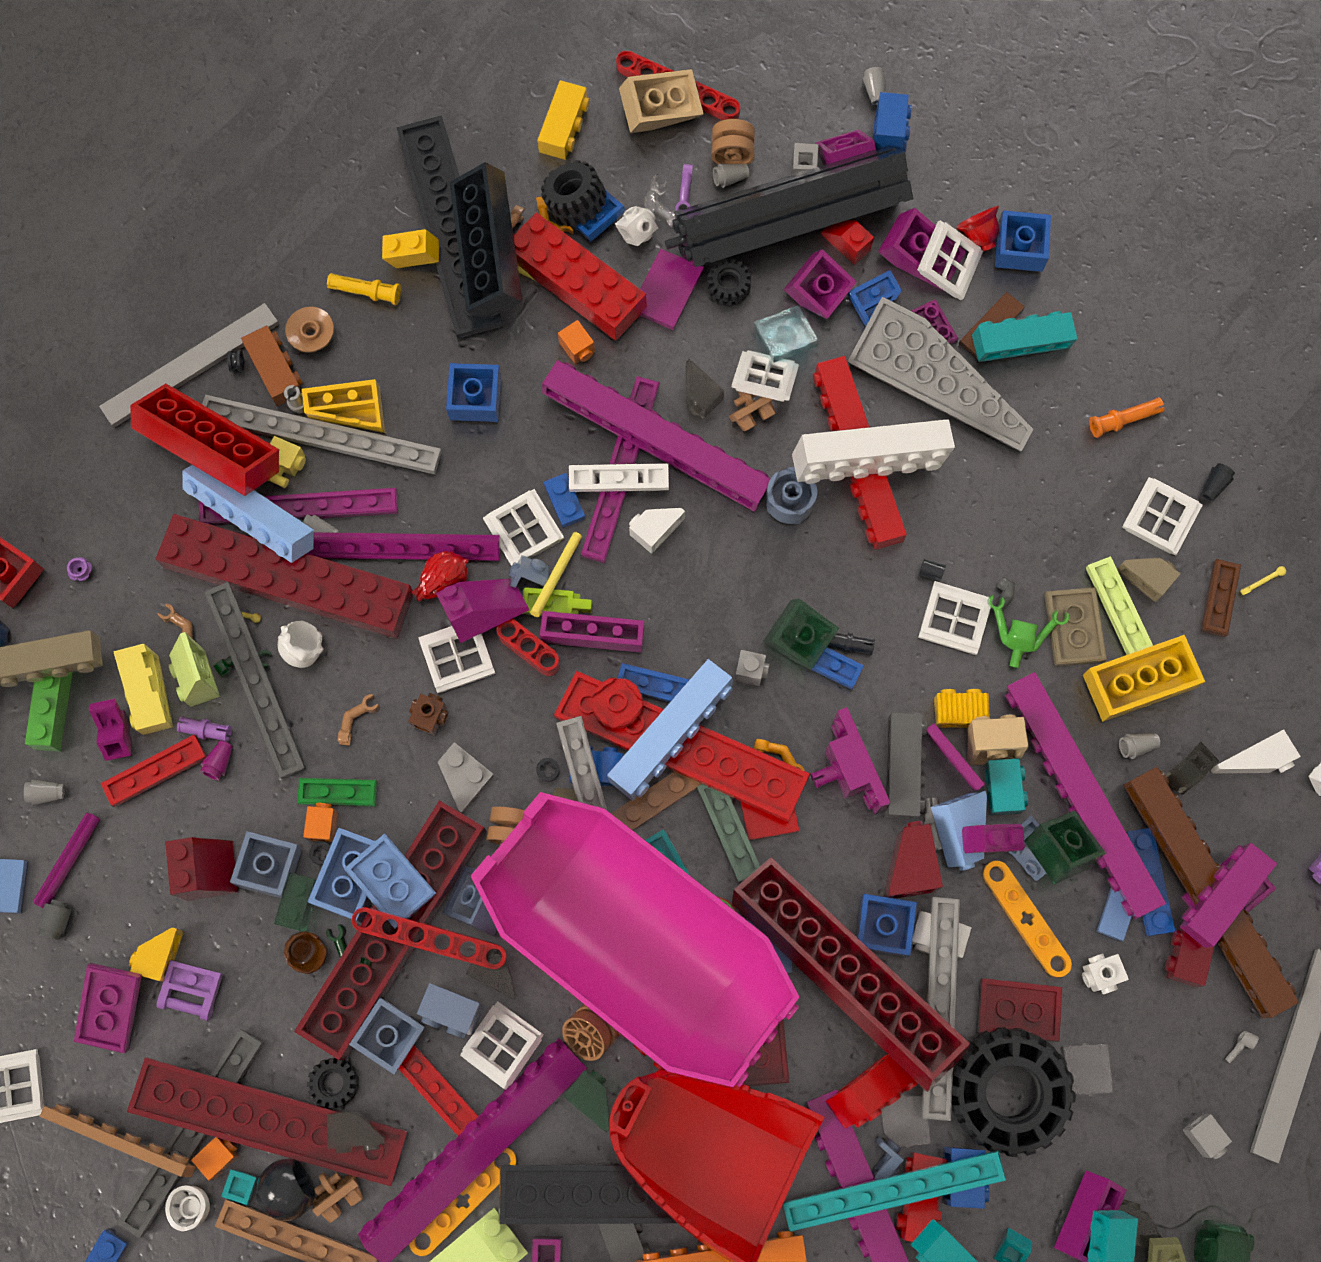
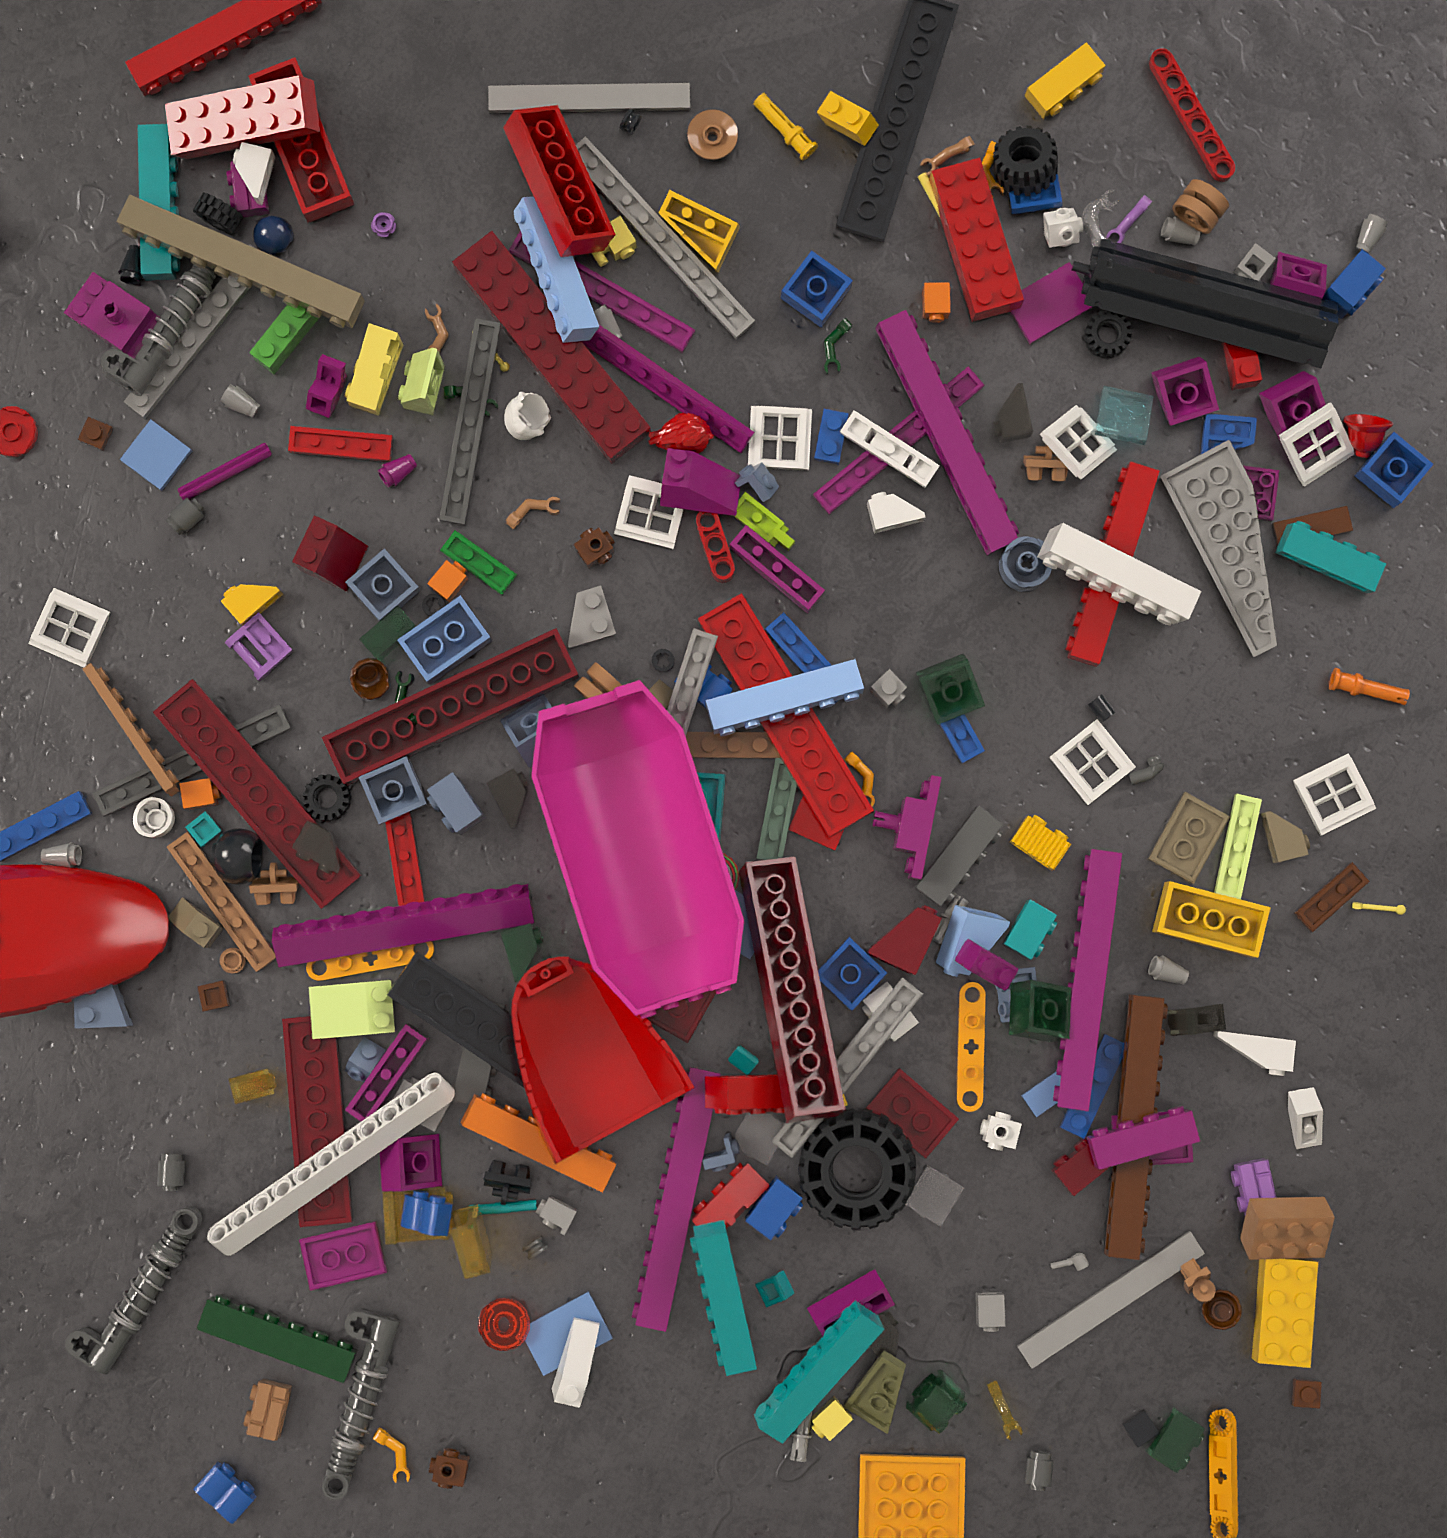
camera: 30 degrees right, 10 degrees up
(107, 1008) = (186, 617): magenta tile -> none
(204, 729) = (402, 435): medium lavender pin -> none
(271, 363) = (660, 147): dark orange brick -> none
(294, 399) = (658, 192): light grey pin -> none
(390, 880) = (474, 668): medium blue tile -> none
(430, 934) = (479, 732): red beam -> none
(485, 241) = (916, 157): black brick -> none
(487, 1065) = (456, 865): white piece -> none
(515, 414) = (841, 329): none -> dark green arm
(556, 574) = (779, 498): light yellow bar -> none
(588, 1034) = (551, 897): medium nougat wheel -> none
(617, 703) = (756, 644): red tile -> none
(660, 100) = (1165, 120): tan slope -> none
(846, 1063) = (743, 1059): none -> teal slope
(852, 643) = (989, 725): black pin -> none
(894, 1191) = (710, 1179): teal plate -> none
(955, 758) = (1004, 880): magenta tile -> none
(996, 739) = (1049, 886): tan slope -> none
(1022, 634) = (1137, 813): bright green piece -> none
(1217, 481) = (1403, 797): black cone -> none
(1296, 1226) = (1009, 1422): none -> clear yellow arm

